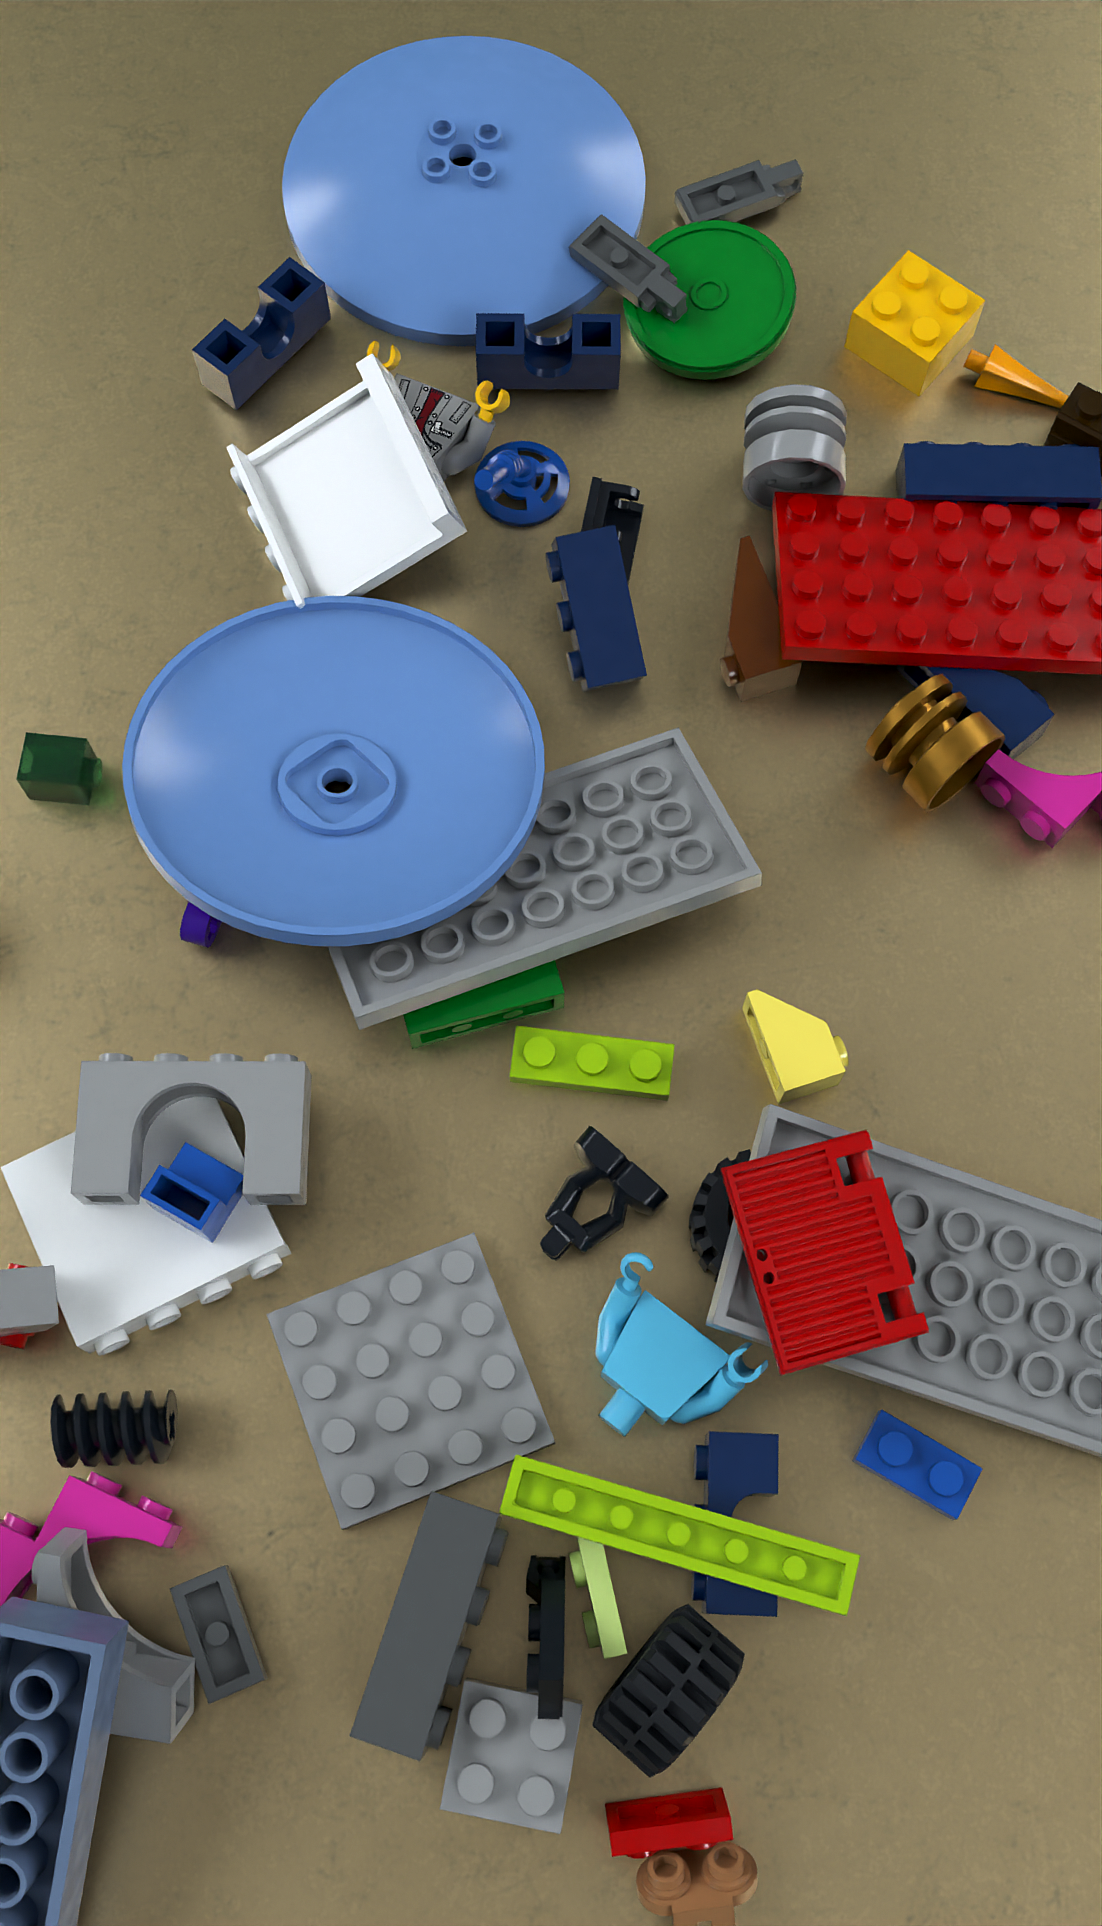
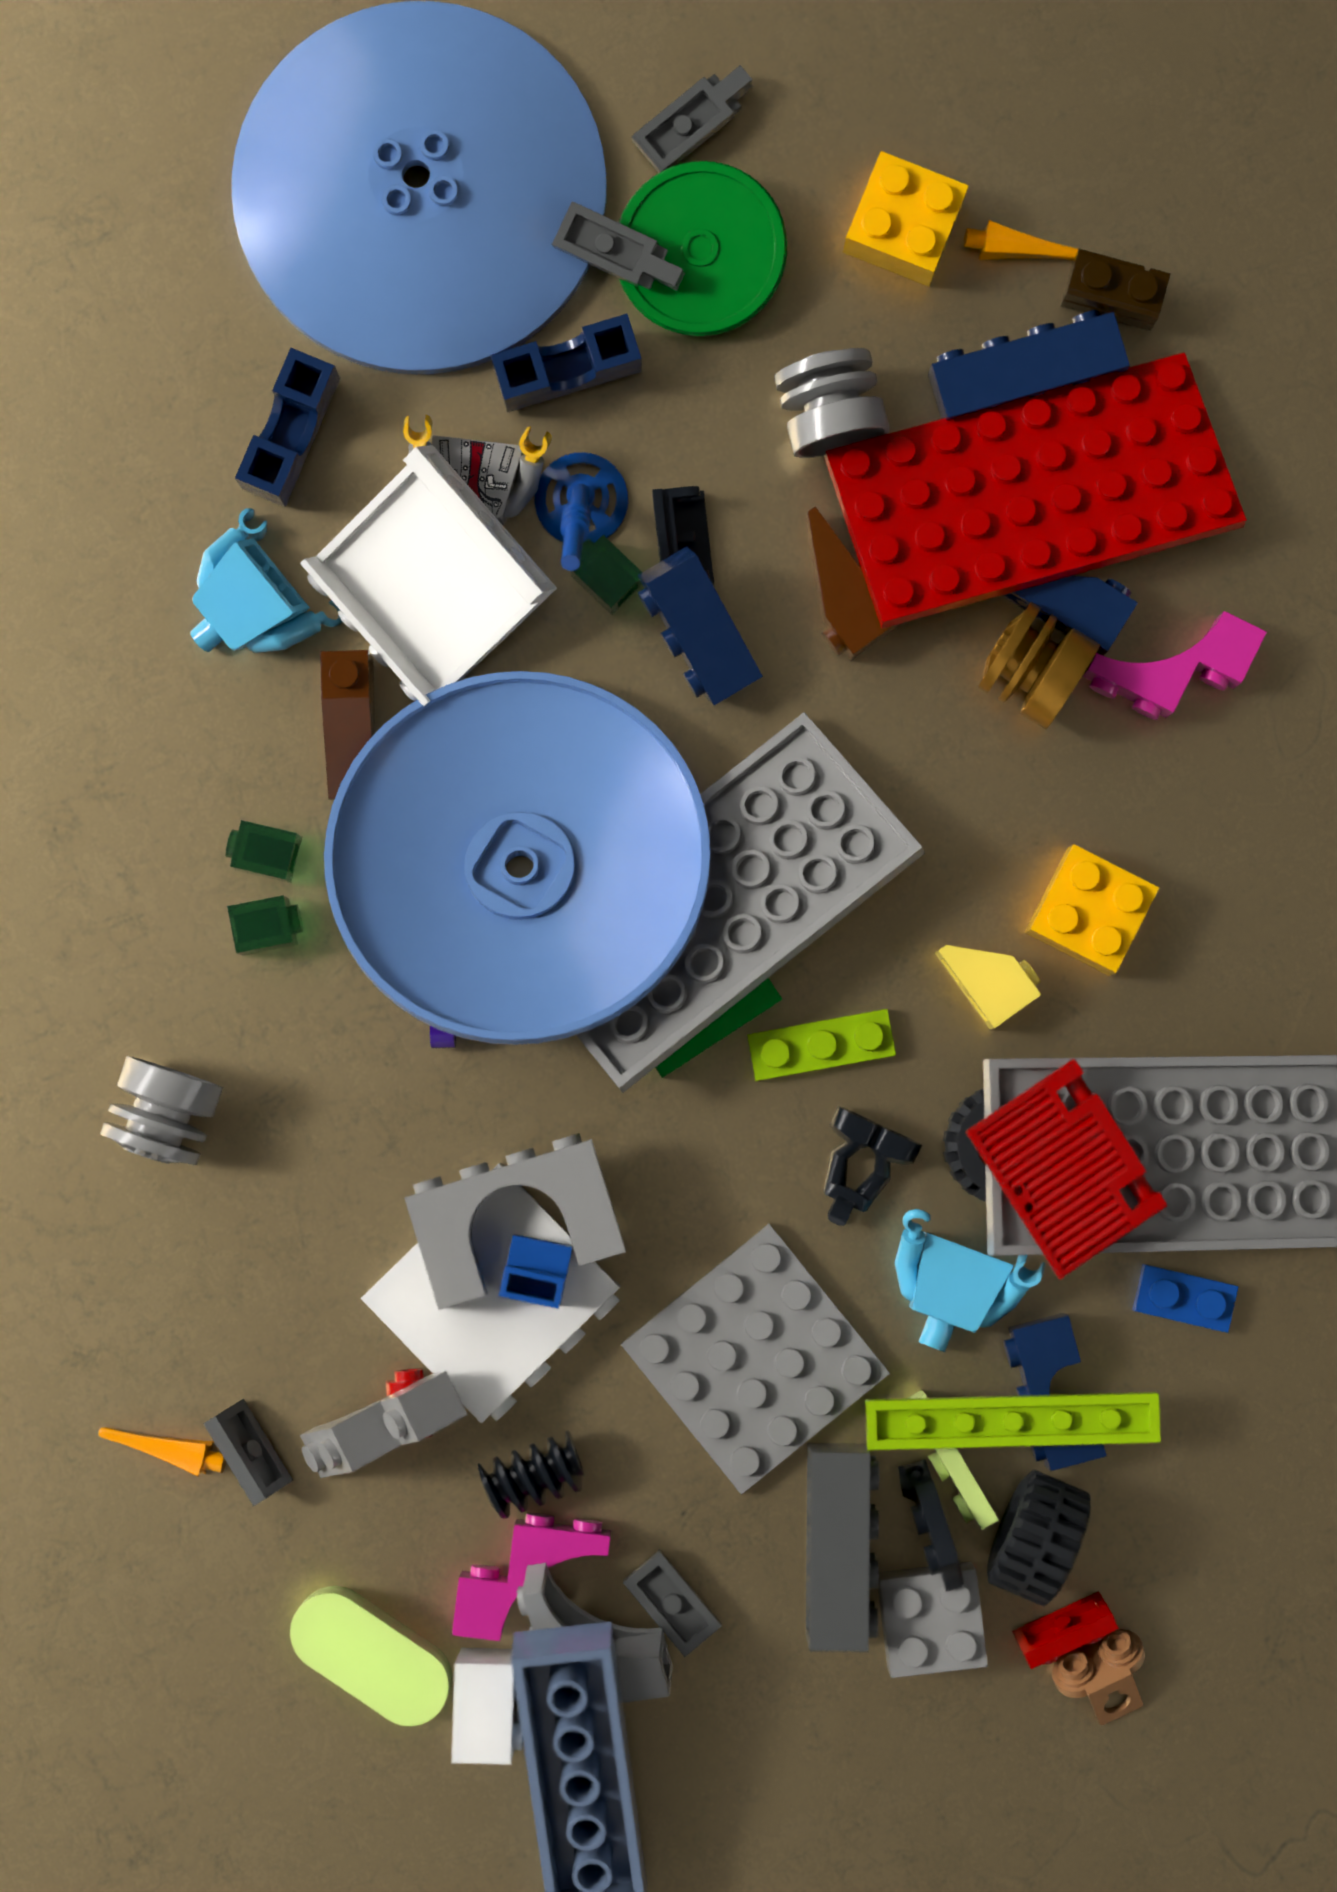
camera: 15 degrees left, 15 degrees up
(89, 700) = (263, 851): none -> clear green brick
(167, 469) = (249, 598): none -> medium azure torso
(224, 580) = (346, 710): none -> reddish brown slope
(519, 546) = (606, 574): none -> clear green brick
(923, 1005) = (1091, 910): none -> yellow brick

